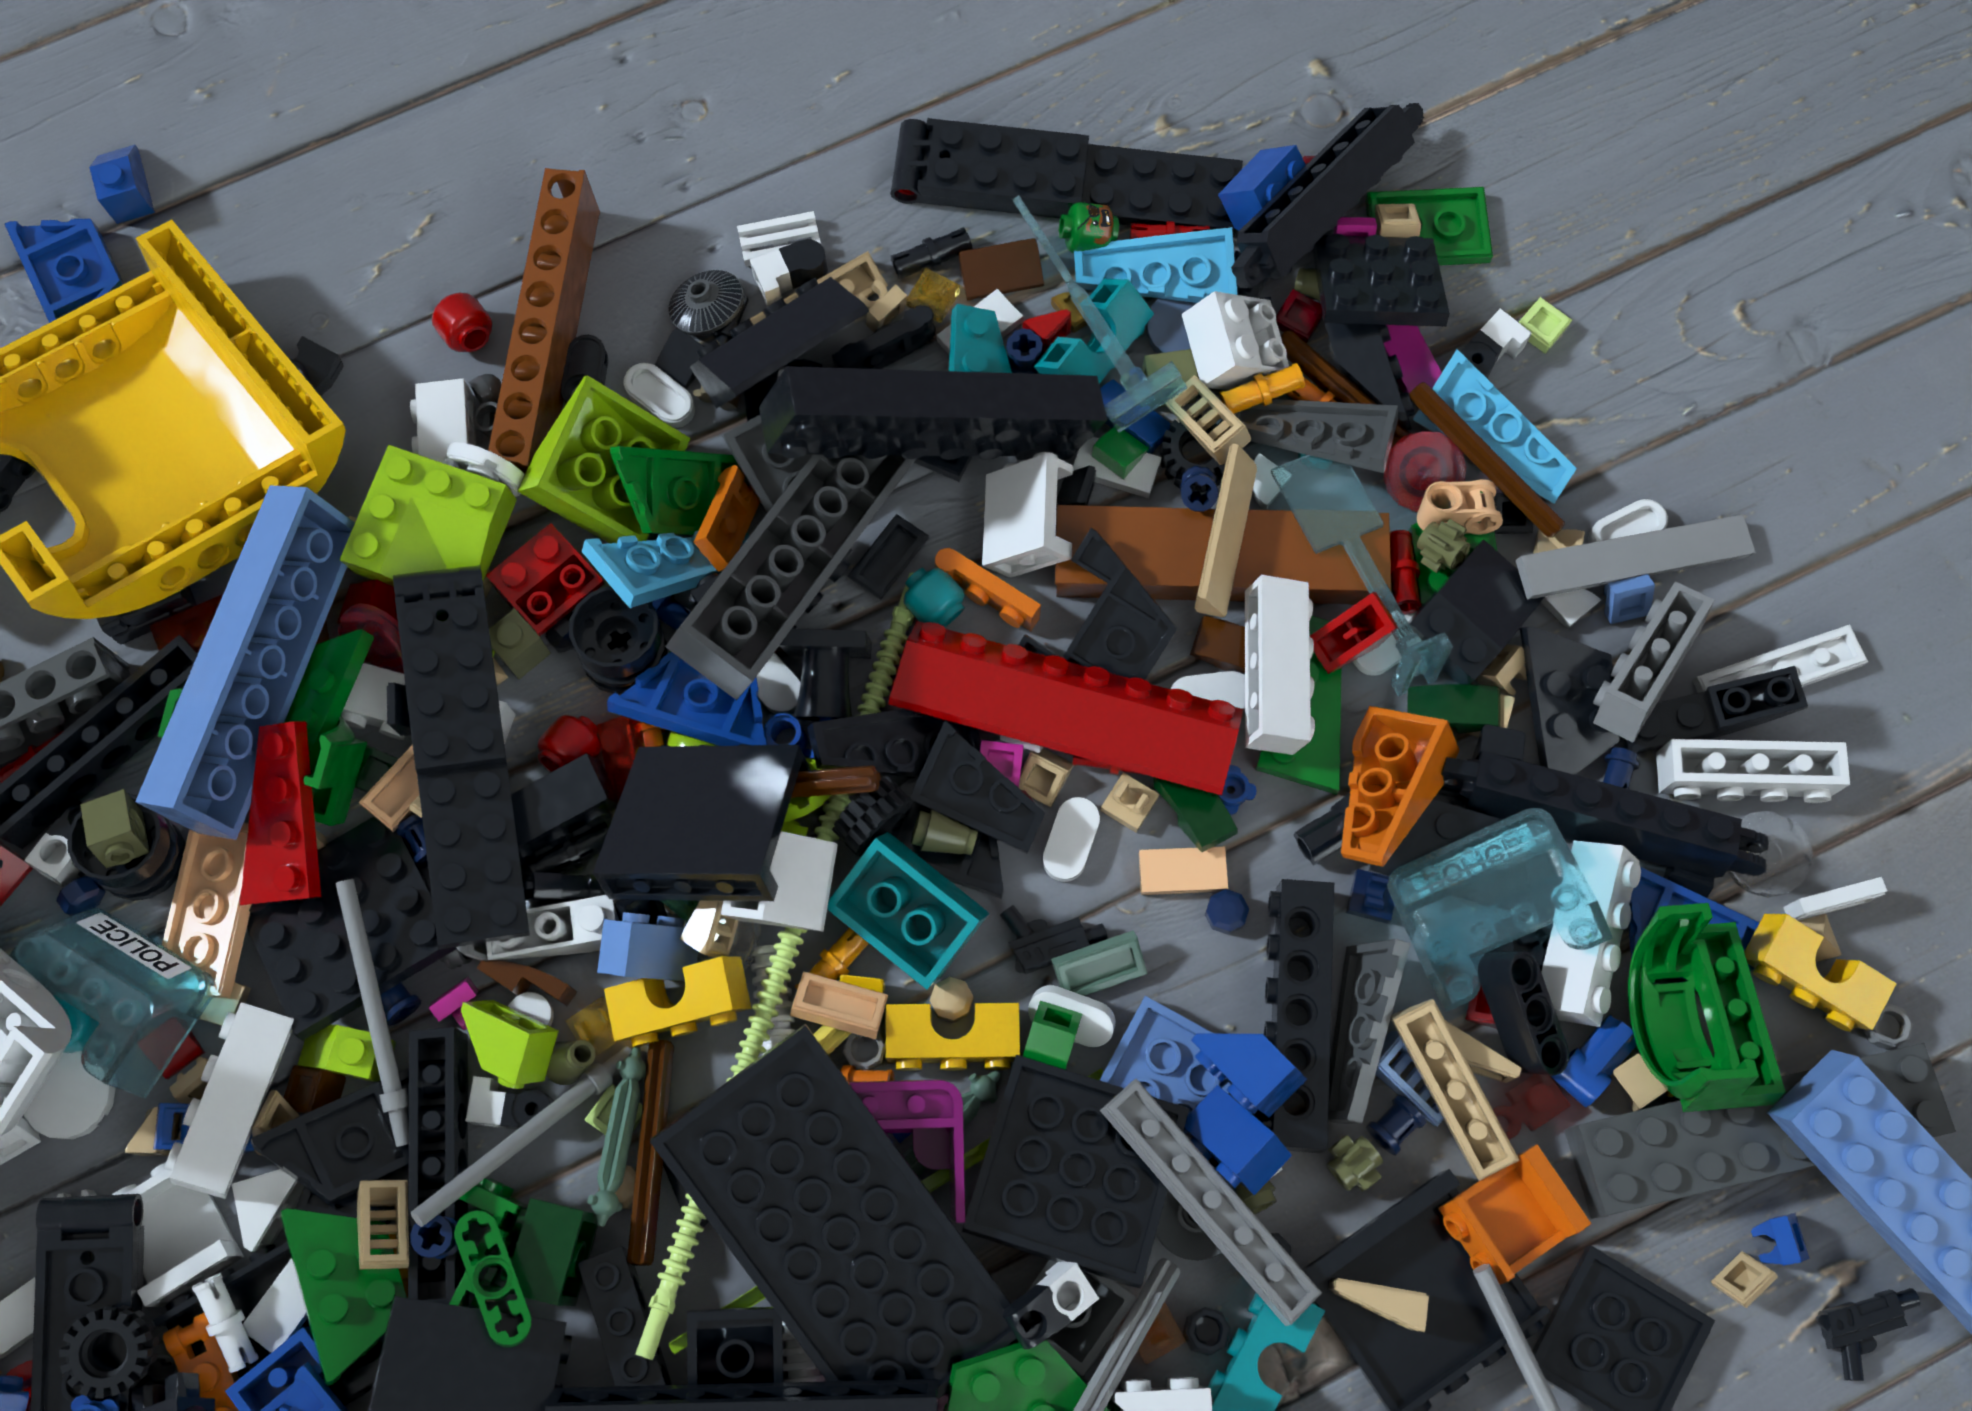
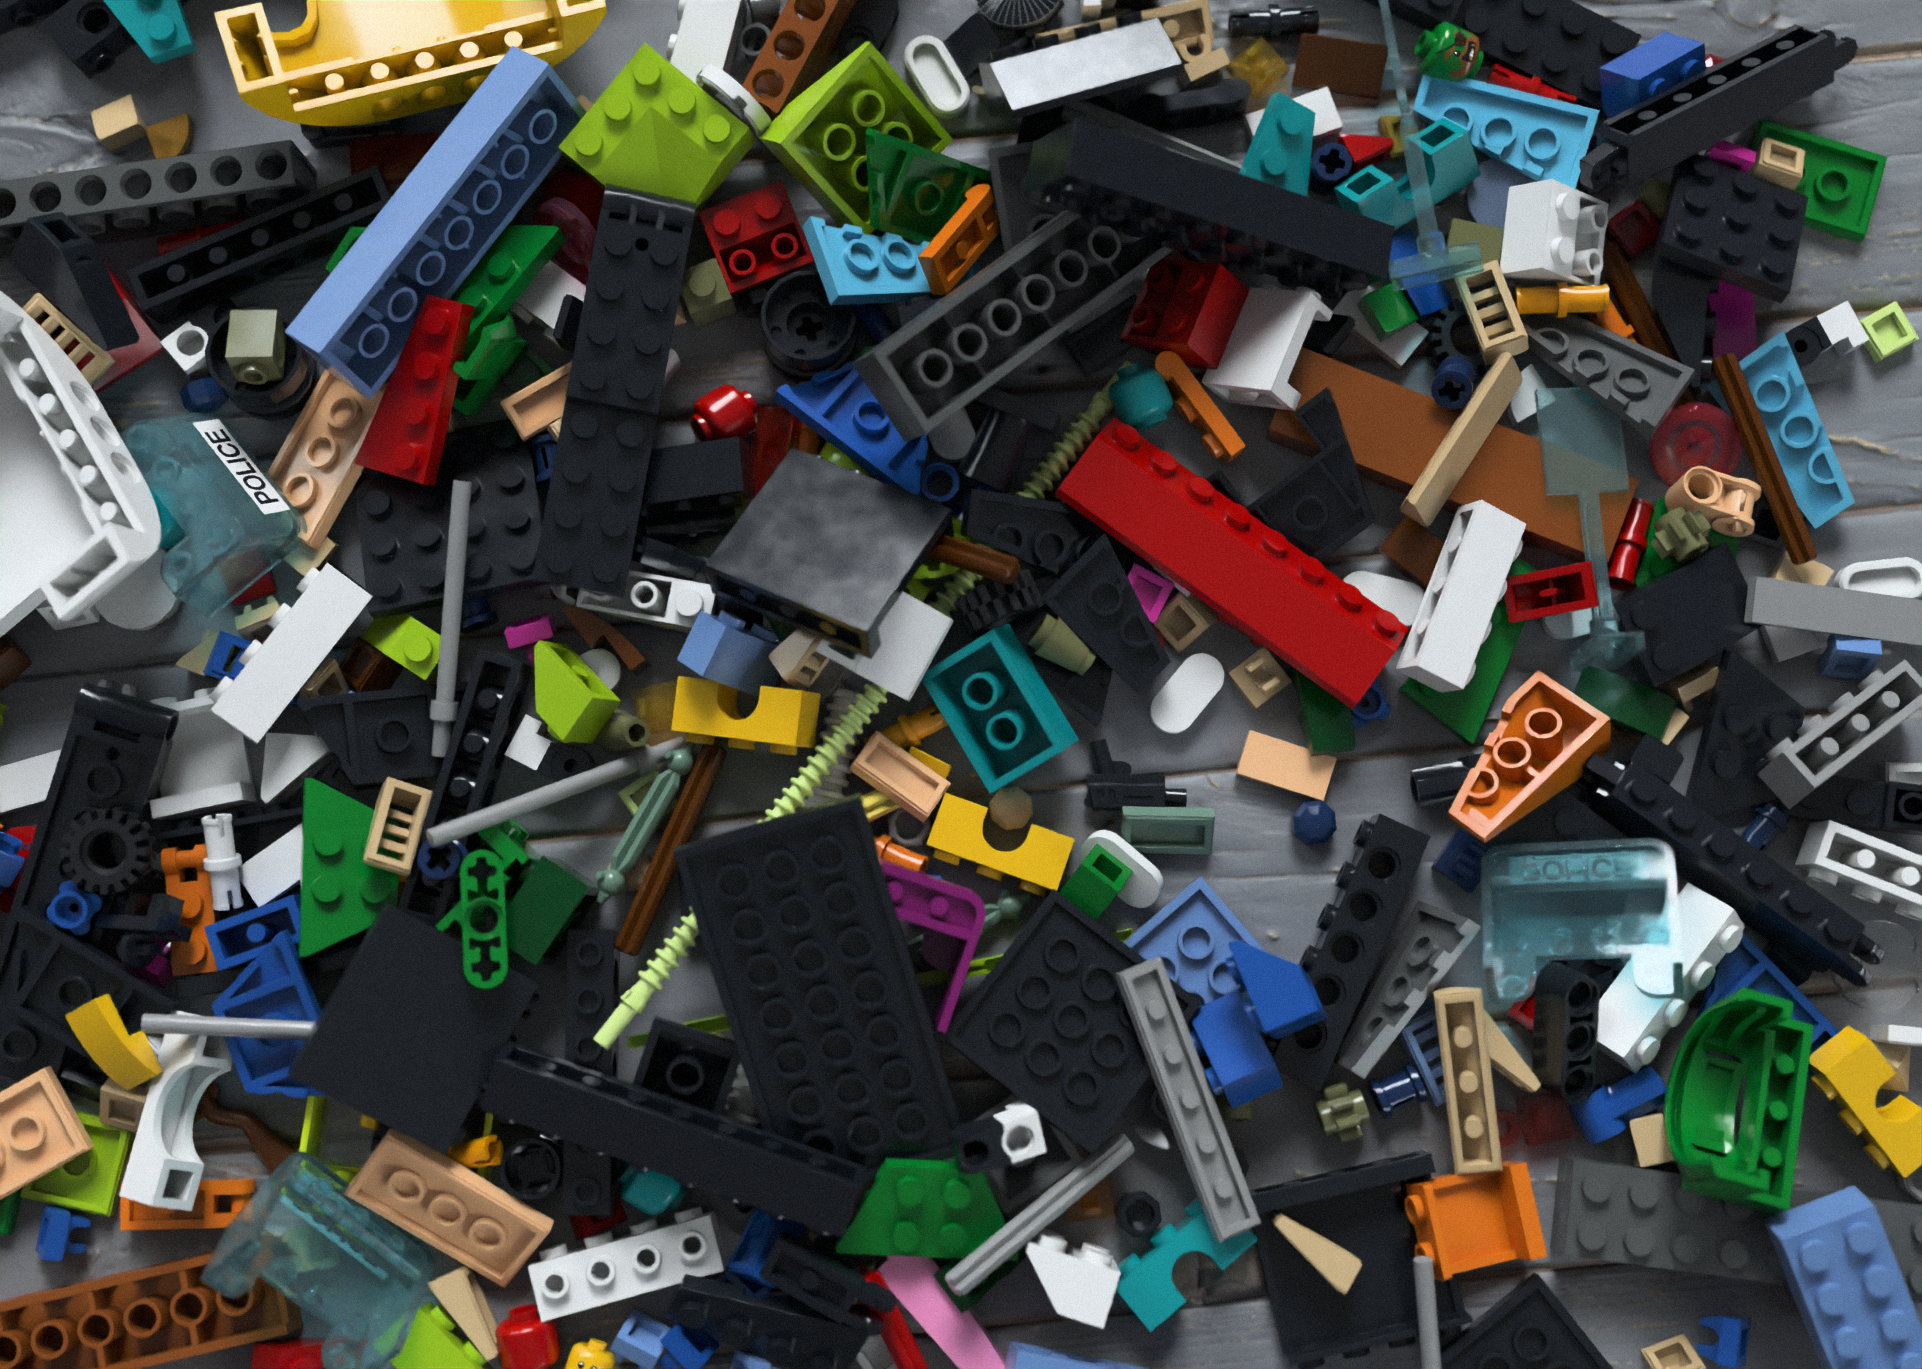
camera: 20 degrees right, 10 degrees up
(946, 510) = (1186, 311): none -> red slope

